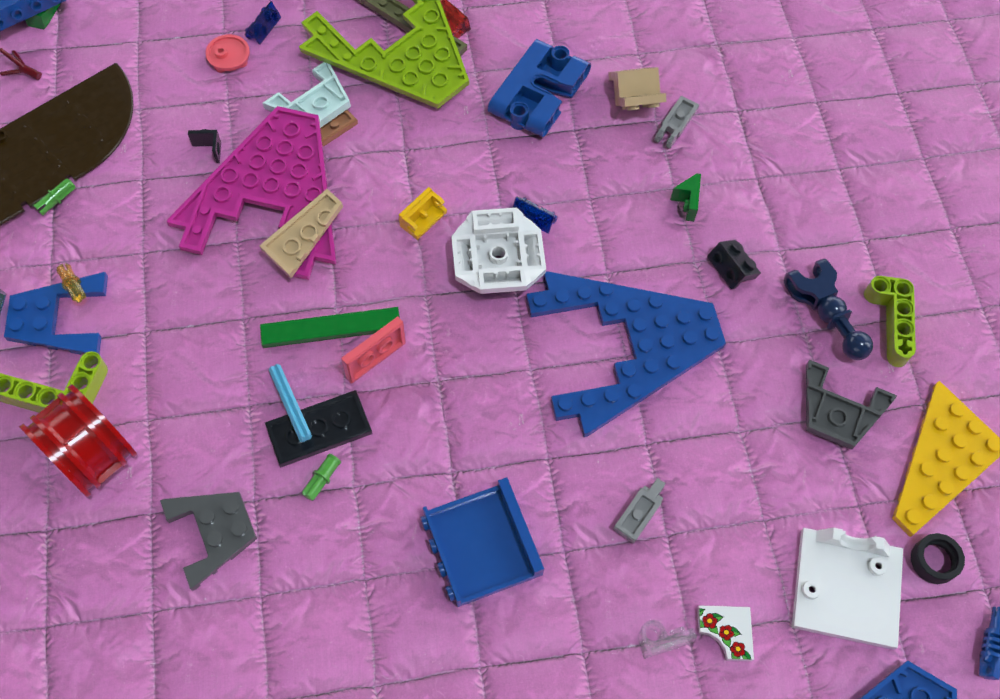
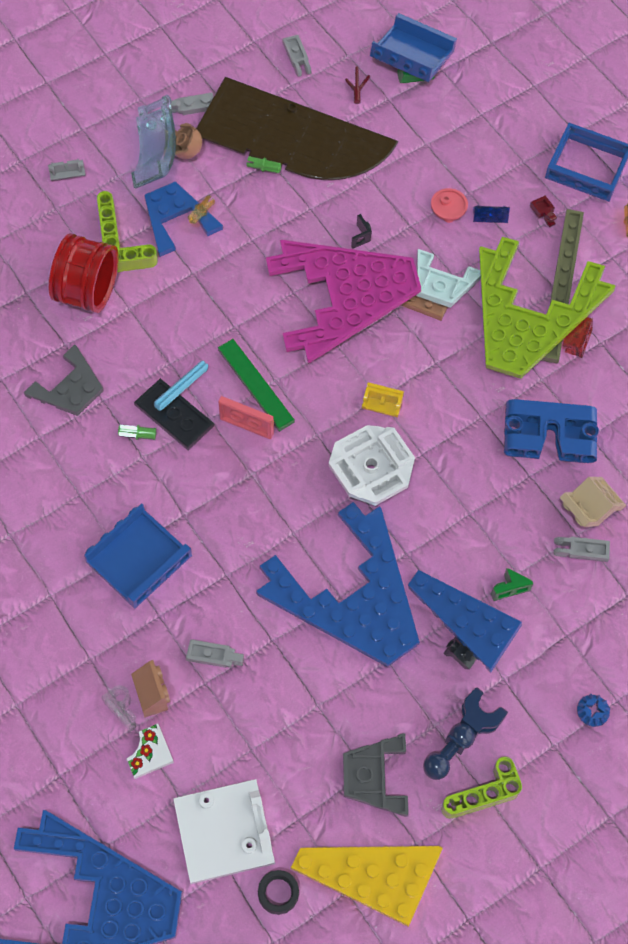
camera: 65 degrees right, 0 degrees up
(297, 237) = (314, 326): tan wing -> none
(539, 216) = (429, 468): clear blue hinge -> none
(660, 594) = (150, 692): none -> nougat slope
(718, 243) = (474, 623): none -> blue wing
(844, 198) = (585, 713): none -> blue gear

